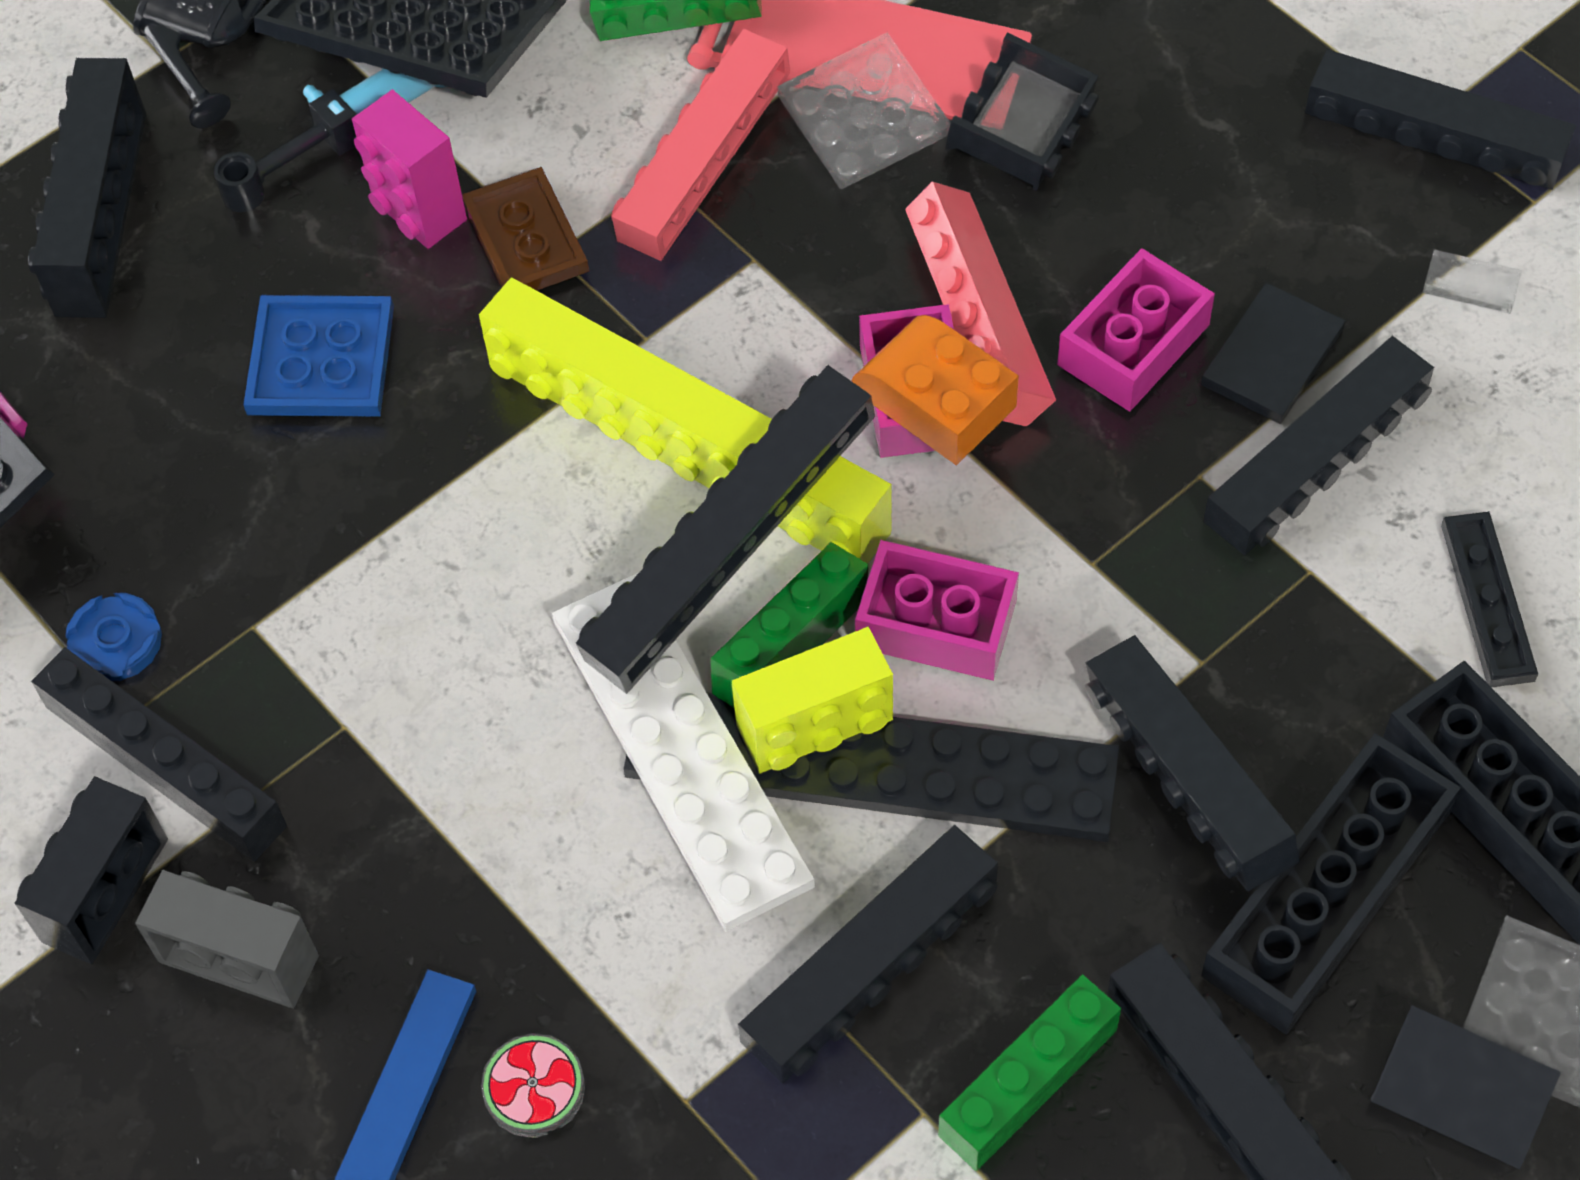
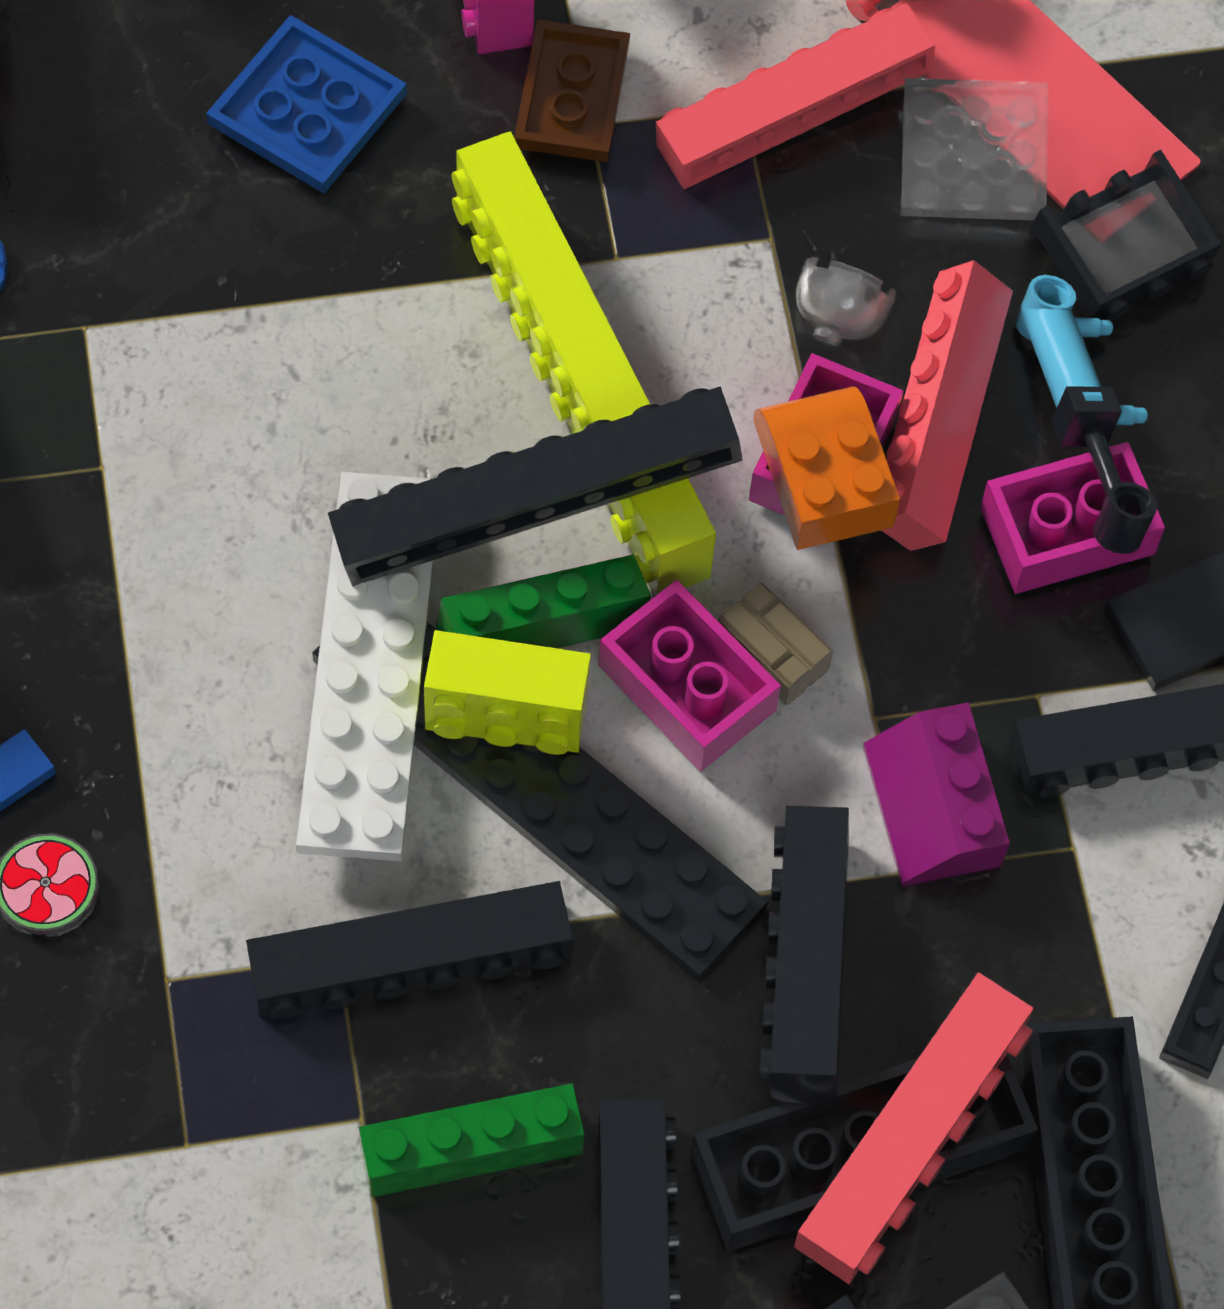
camera: 25 degrees right, 5 degrees up
(849, 269) = (841, 302): none -> clear cylinder
(984, 541) = (778, 641): none -> dark tan brick
(1092, 244) = (1084, 409): none -> piece
(1187, 590) = (937, 796): none -> magenta slope
(1377, 844) = (913, 1128): none -> coral brick

